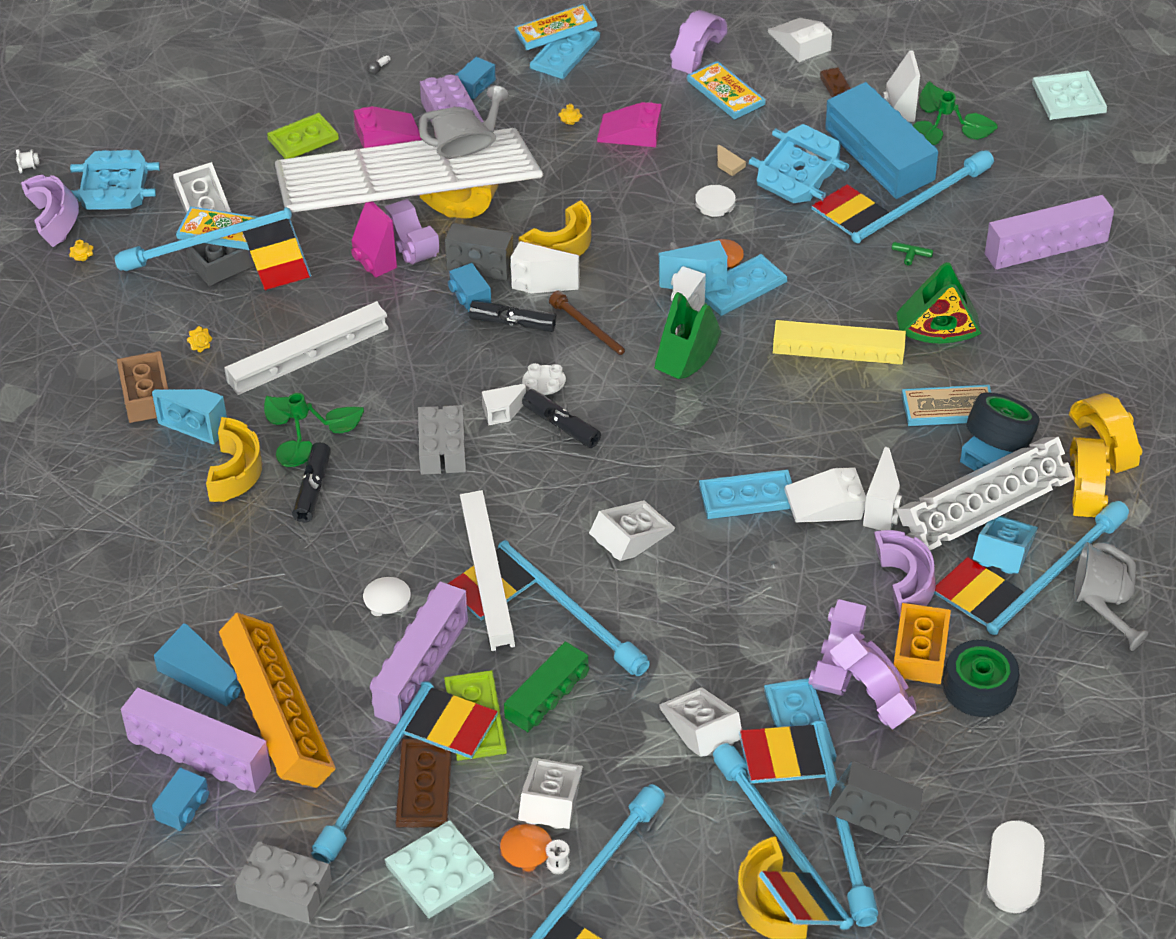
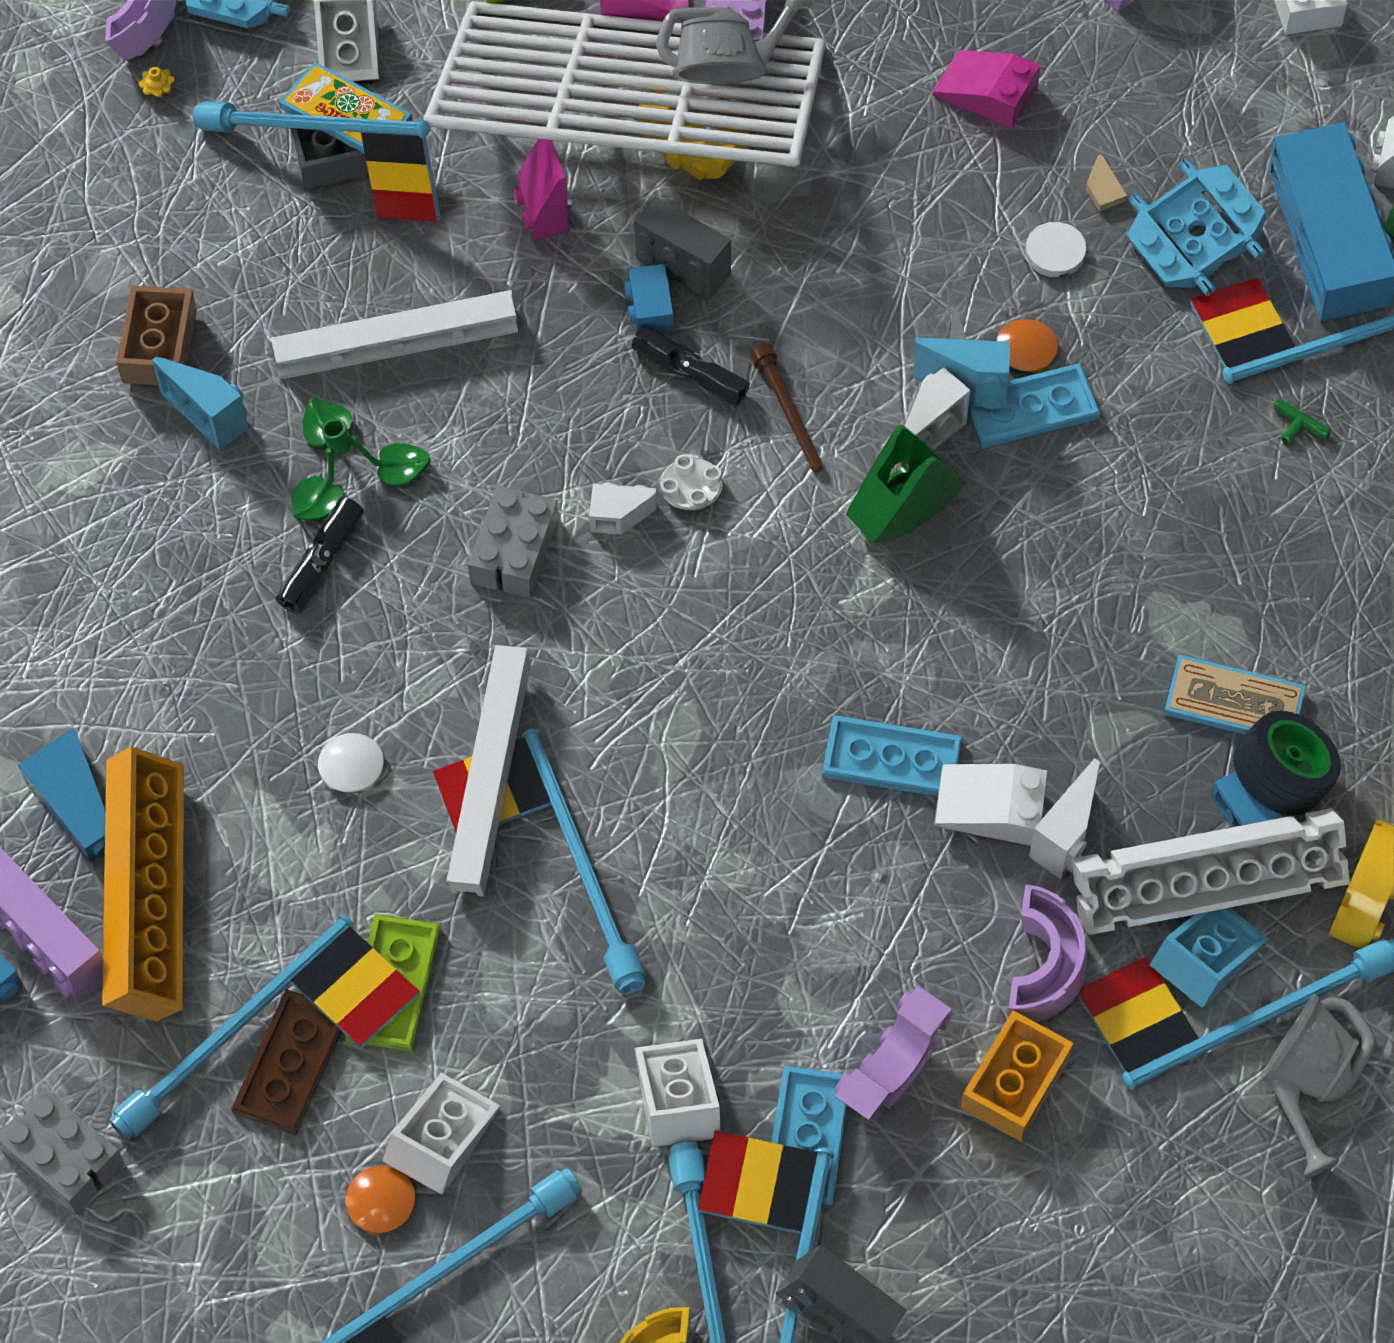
camera: 20 degrees right, 15 degrees up
(199, 339) = (258, 276): yellow plant -> none
(242, 470) = (240, 505): yellow brick -> none
(411, 239) = (600, 191): lavender brick -> none
(419, 651) = (352, 870): lavender brick -> none
(439, 869) = (260, 1194): light aqua plate -> none
(543, 269) = (756, 304): white slope -> none
(546, 687) = (498, 974): green brick -> none
(560, 857) = (407, 1222): white bush -> none
(562, 419) = (688, 556): black piece -> none
(570, 115) = (909, 40): yellow plant -> none
(572, 239) = (806, 268): yellow brick -> none
(630, 529) = (708, 764): white slope -> none
(726, 90) = (1154, 57): tile -> none
(834, 81) = (1321, 91): reddish brown plate -> none
(839, 342) = (1123, 549): light yellow brick -> none
(879, 675) = (936, 1113): lavender brick -> none
(939, 310) = (1284, 548): green piece -> none
(981, 678) = (1081, 1131): black wheel -> none

